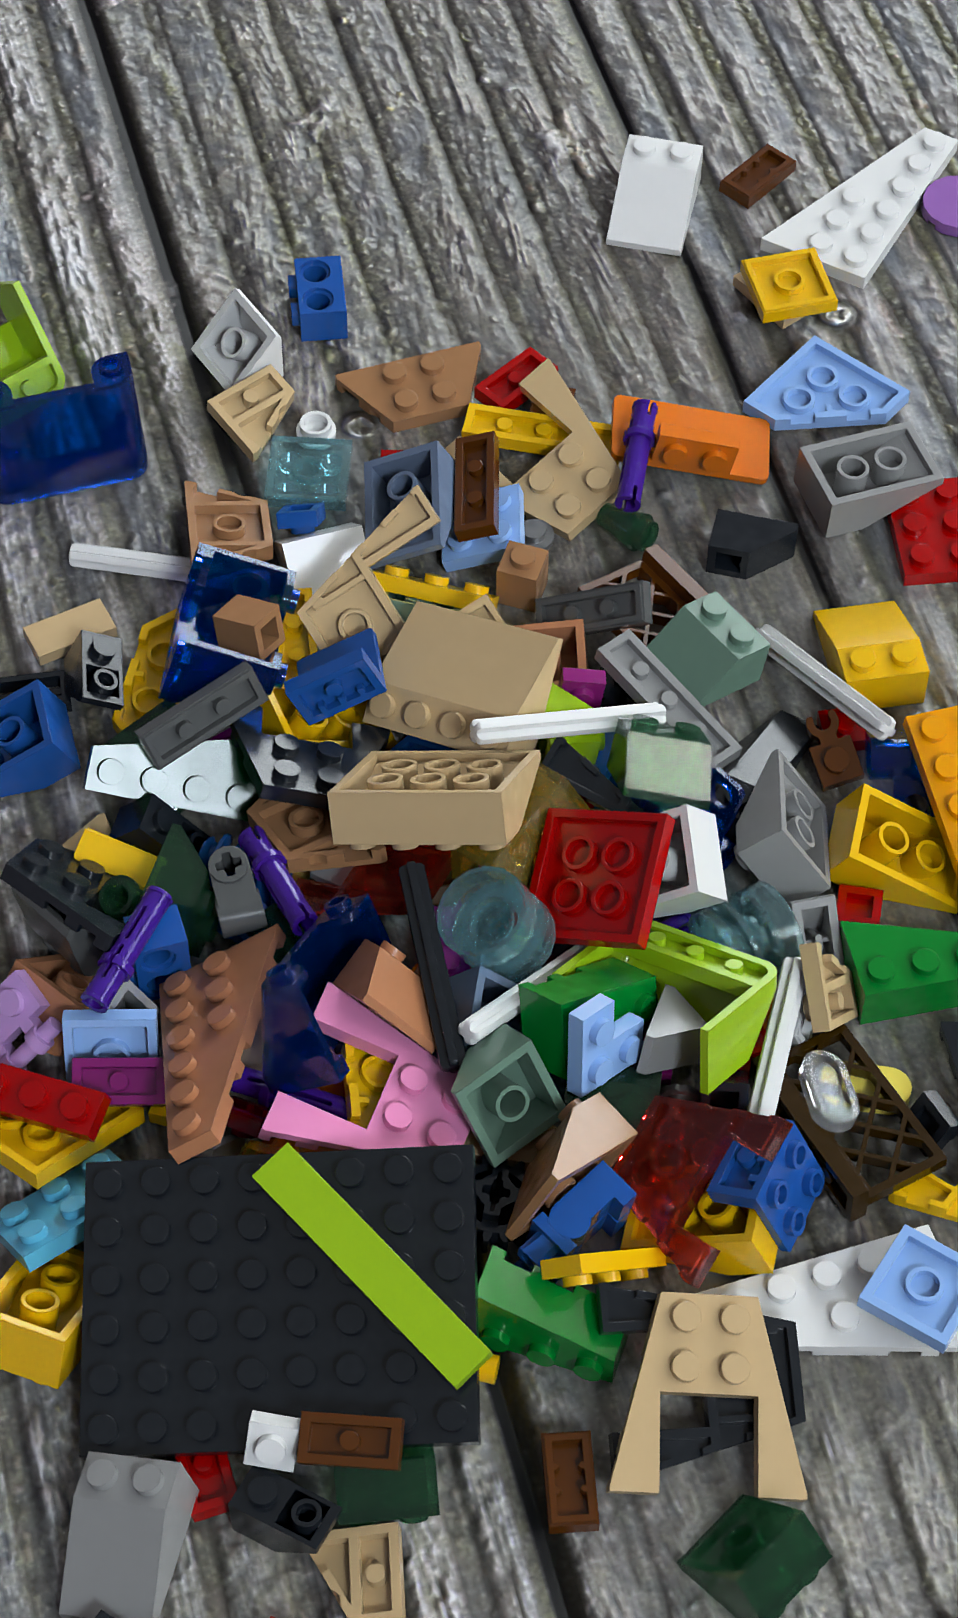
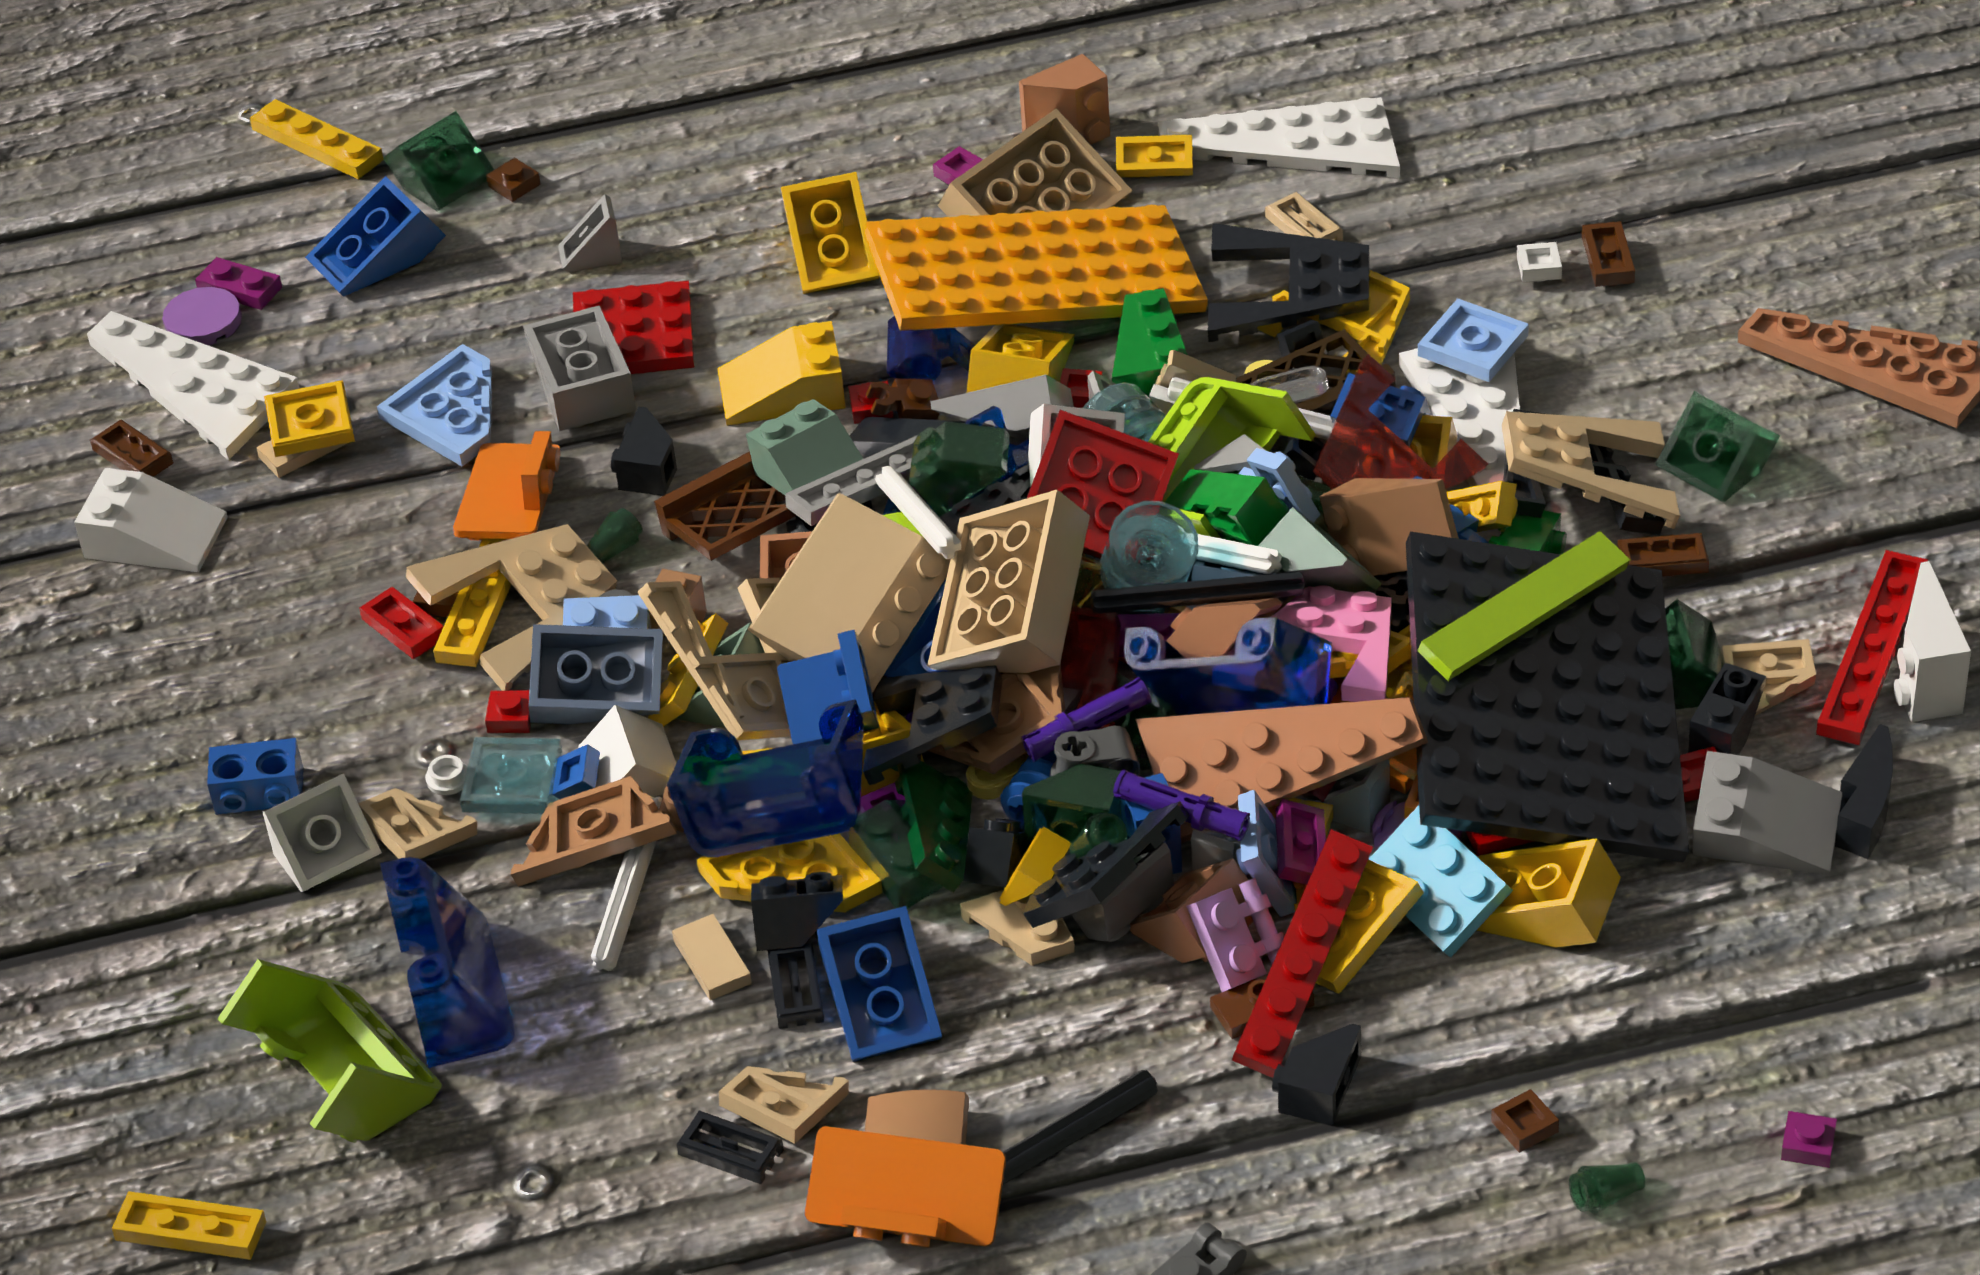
camera: 85 degrees left, 10 degrees down
(201, 715) = (900, 765): dark grey tile -> none
(249, 626) = (770, 757): medium nougat brick -> none
(272, 1441) = (1677, 697): white plate -> none
(350, 1441) = (1678, 637): reddish brown plate -> none
(416, 388) = (393, 702): medium nougat wing -> none
(476, 486) = (592, 611): reddish brown plate -> none
(600, 608) = (739, 539): dark grey tile -> none
(638, 442) = (531, 505): dark purple pin -> none
(828, 684) = (863, 370): white axle -> none

